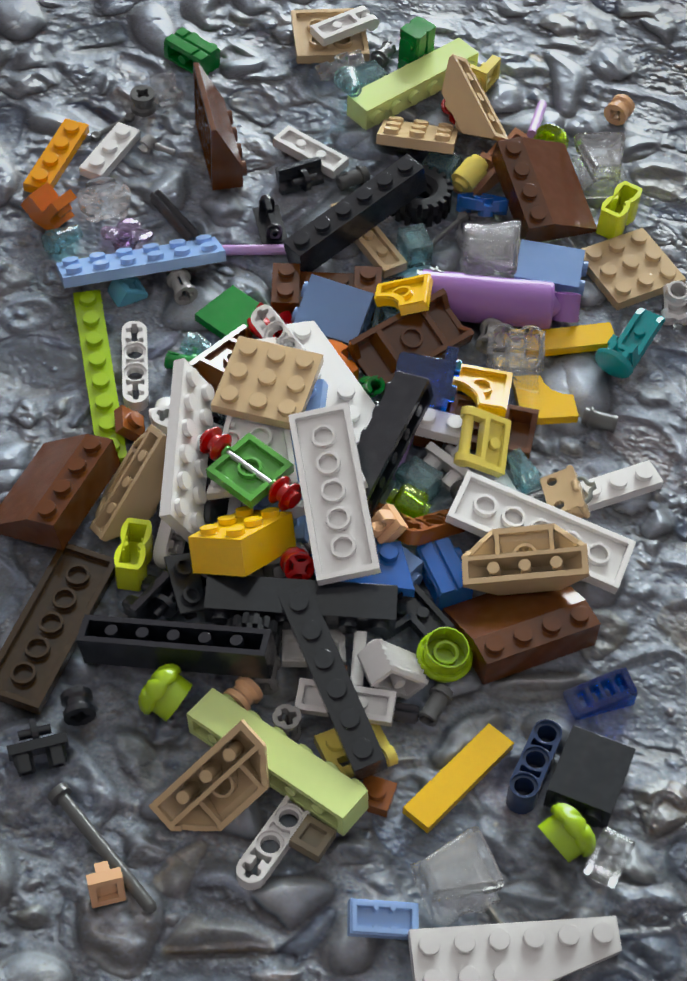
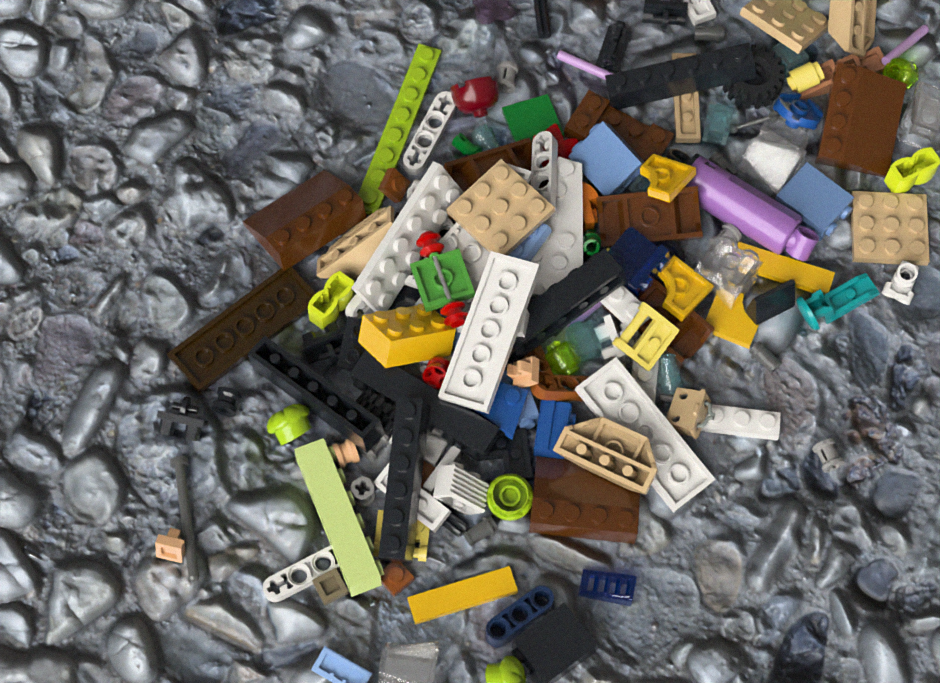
camera: 30 degrees right, 15 degrees up
(126, 291) = (463, 59): medium azure slope -> none
(148, 260) = (485, 39): light blue plate -> none
(164, 311) = (476, 96): none -> dark red cylinder
(217, 784) = (280, 514): tan wedge -> none
(573, 369) = (772, 302): none -> black slope

